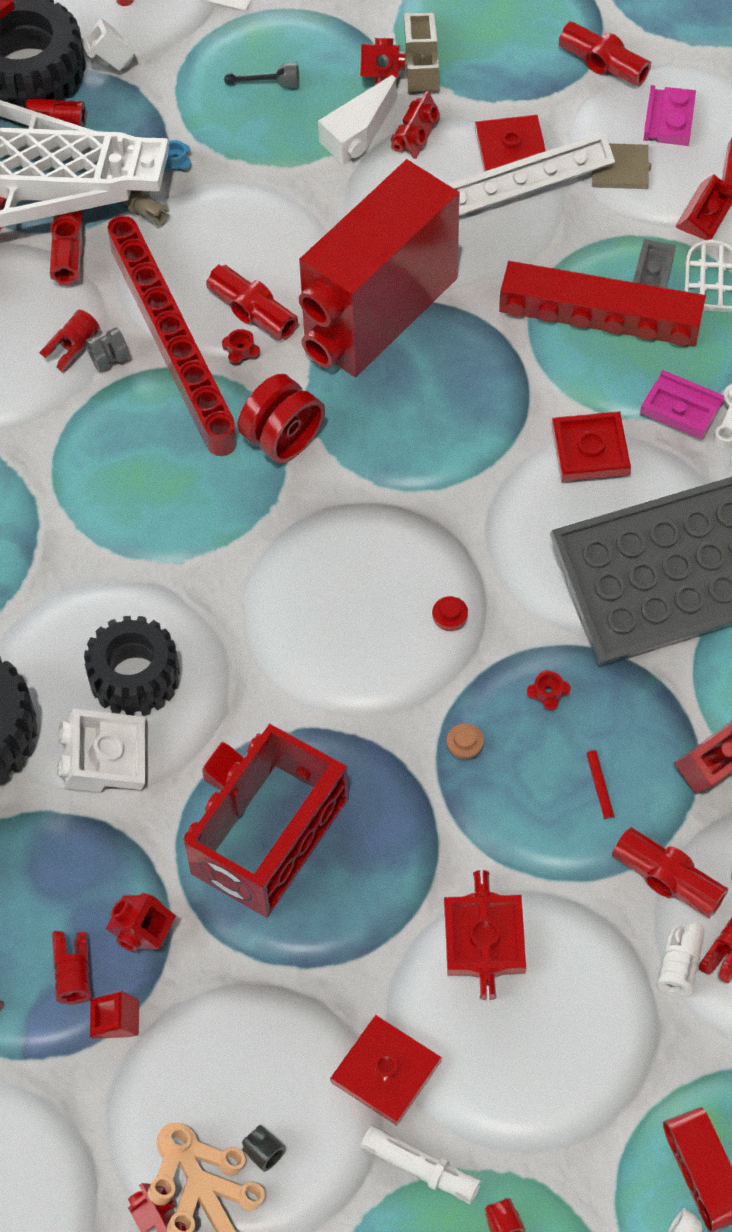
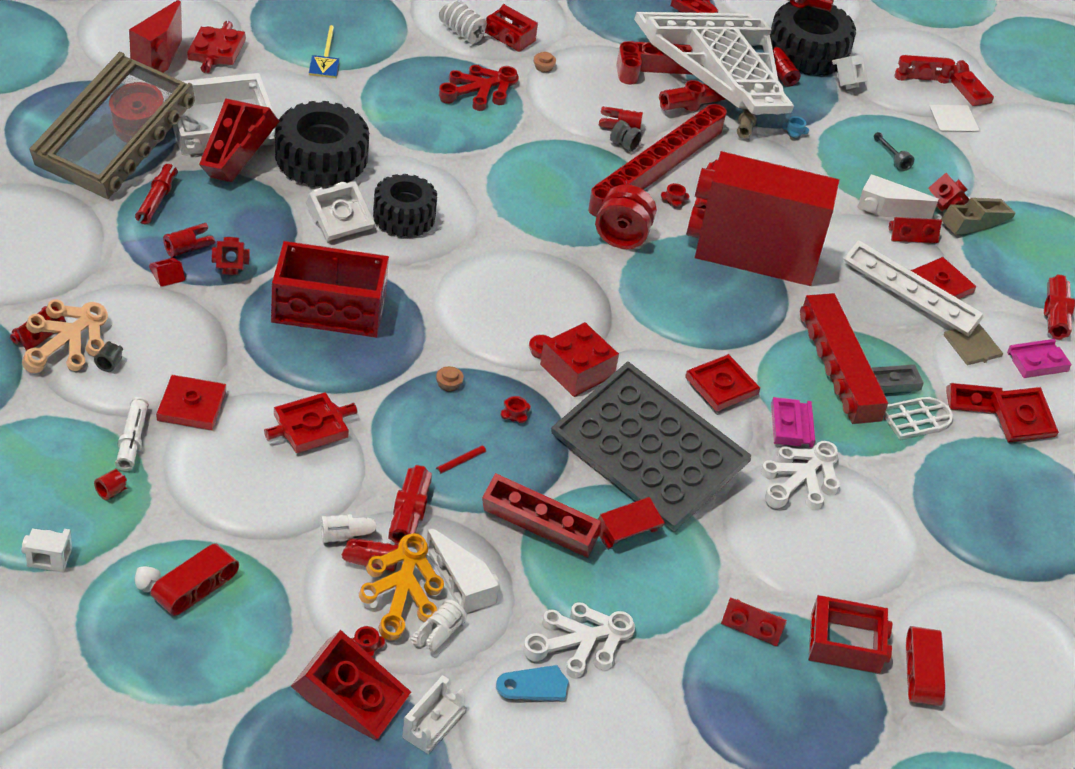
camera: 55 degrees right, 15 degrees down
(499, 581) = (579, 359): none -> red brick

